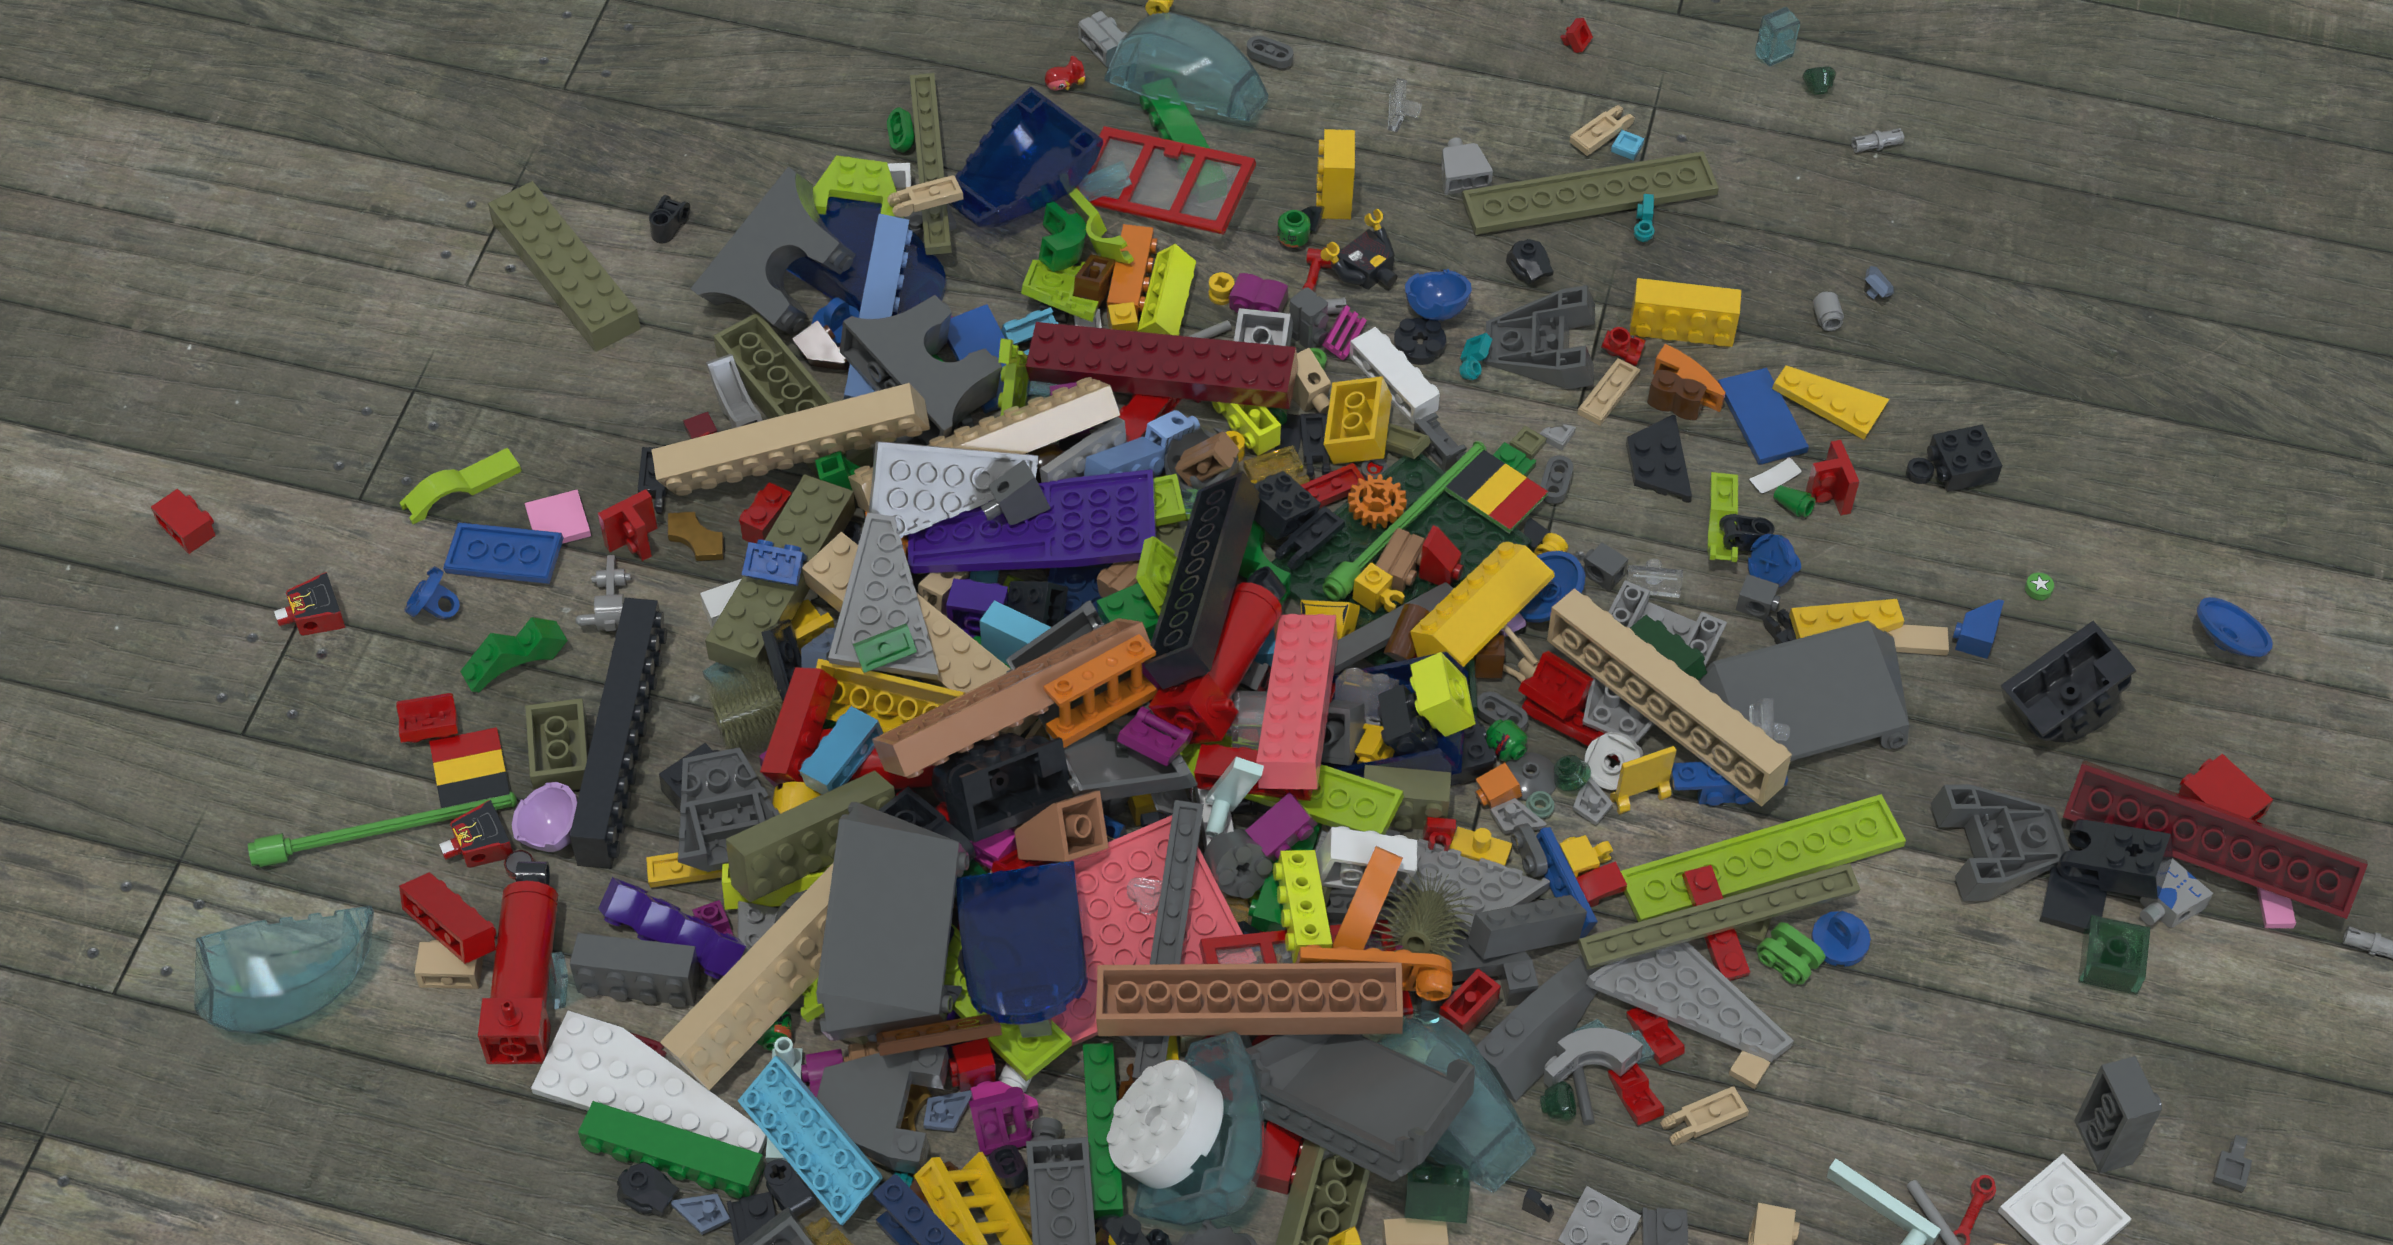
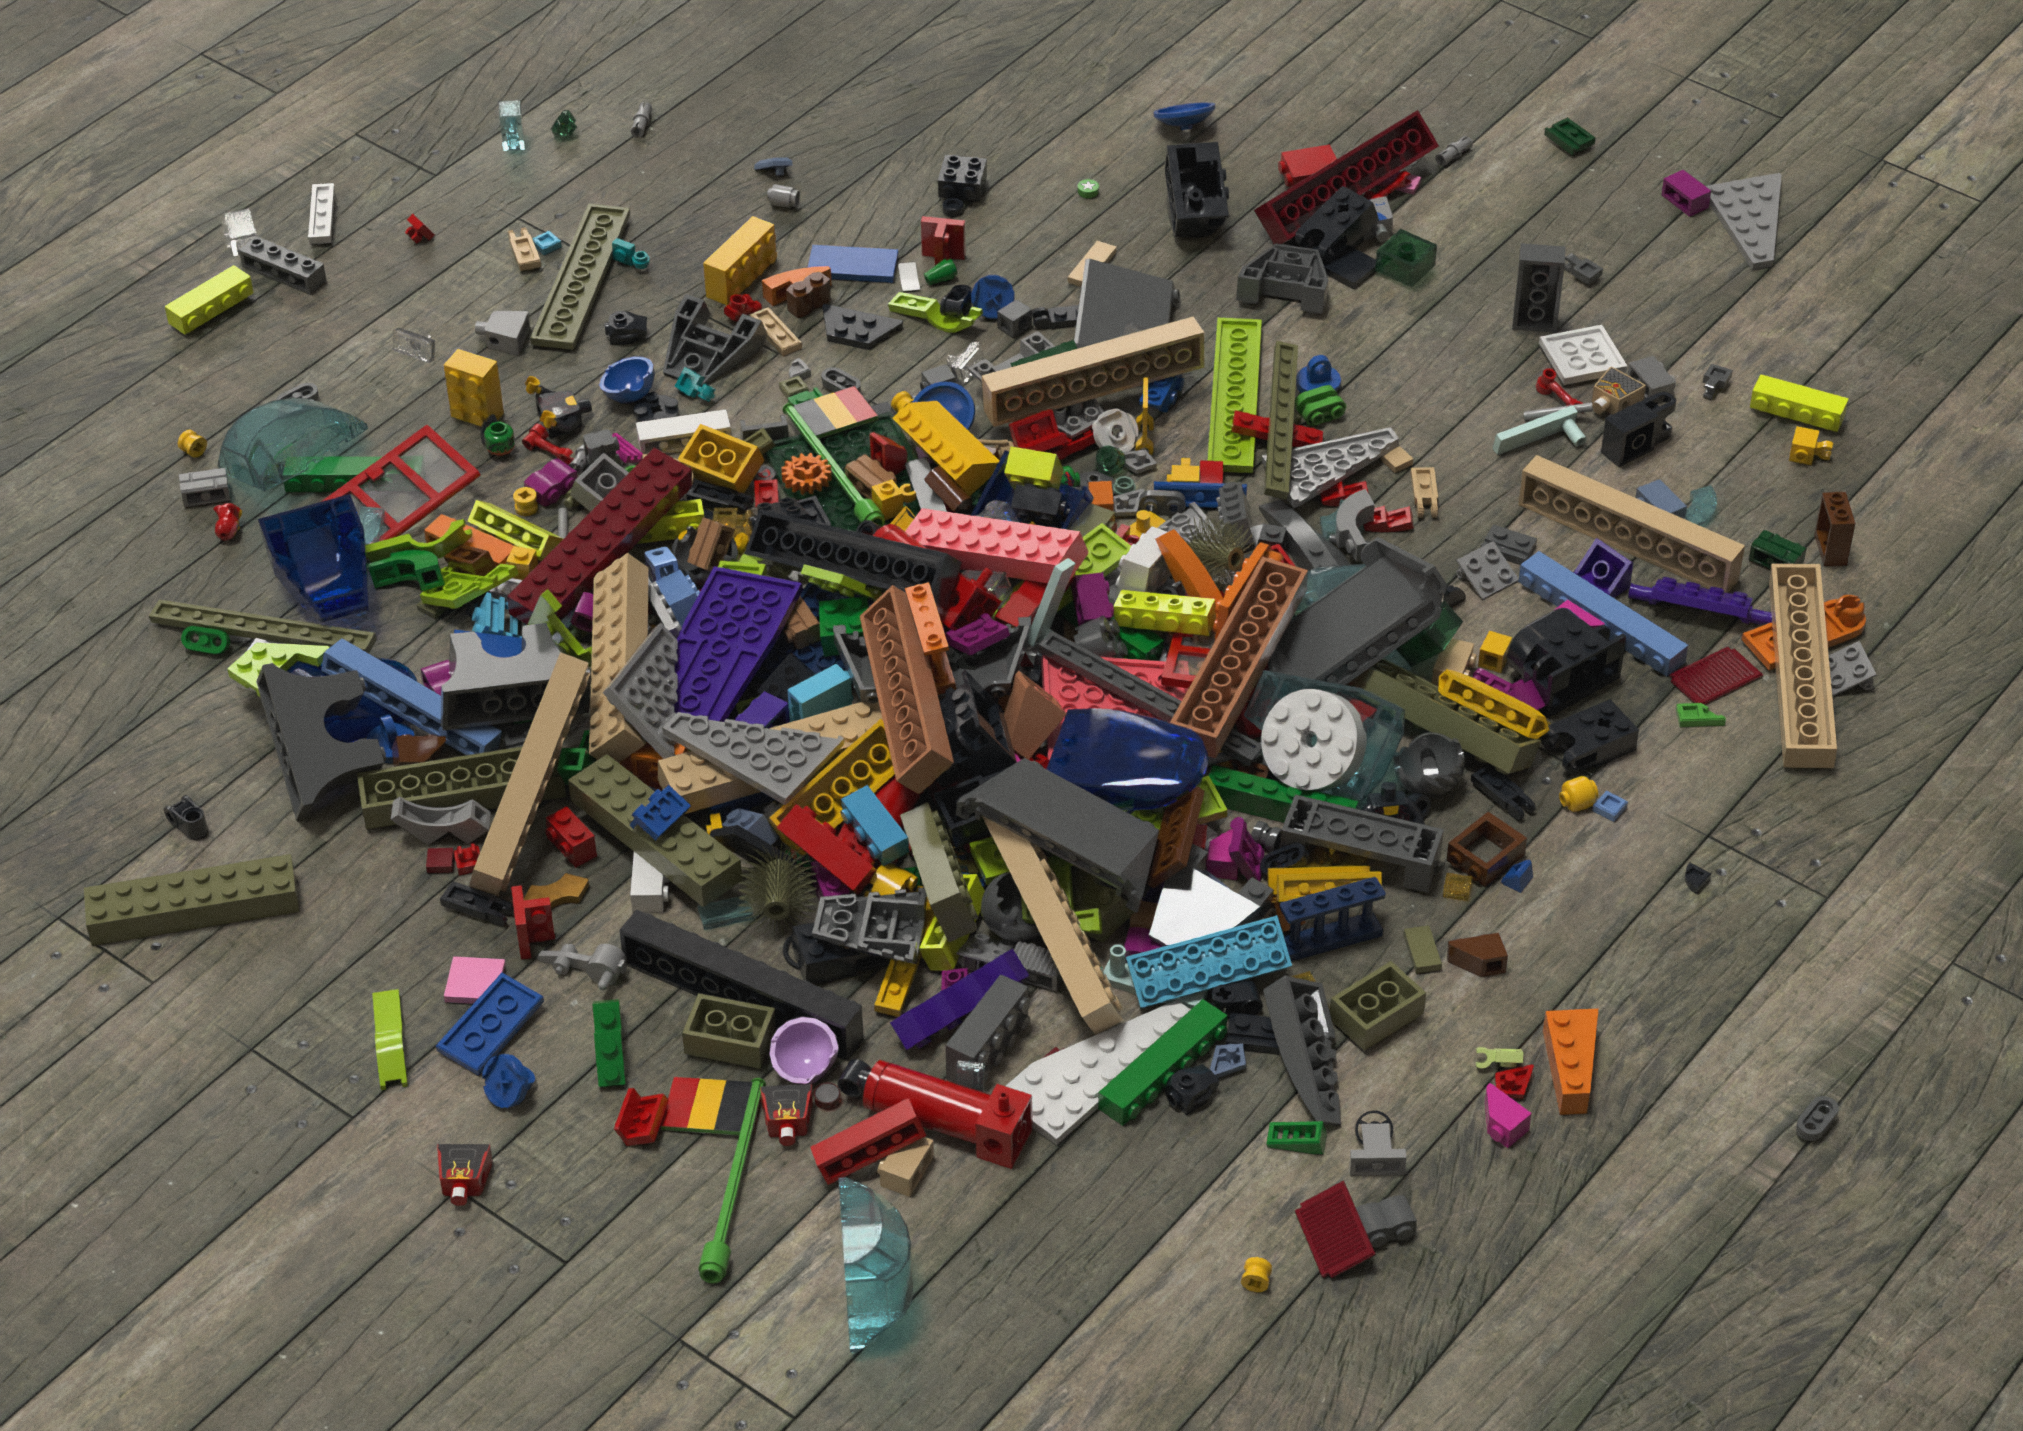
camera: 65 degrees left, 10 degrees down
(184, 520) = (296, 1246): red brick -> none
(884, 648) = (806, 754): green plate -> none
(925, 196) = (322, 621): tan hinge -> none
(1016, 496) = (692, 652): dark grey torso -> none
(1145, 894) = (1103, 696): clear tile -> none
(1822, 618) = (1065, 283): yellow wing -> none
(1839, 403) = (864, 223): yellow wing -> none
(1978, 629) = (1111, 225): blue slope -> none
(2218, 885) = (1400, 181): none -> red brick

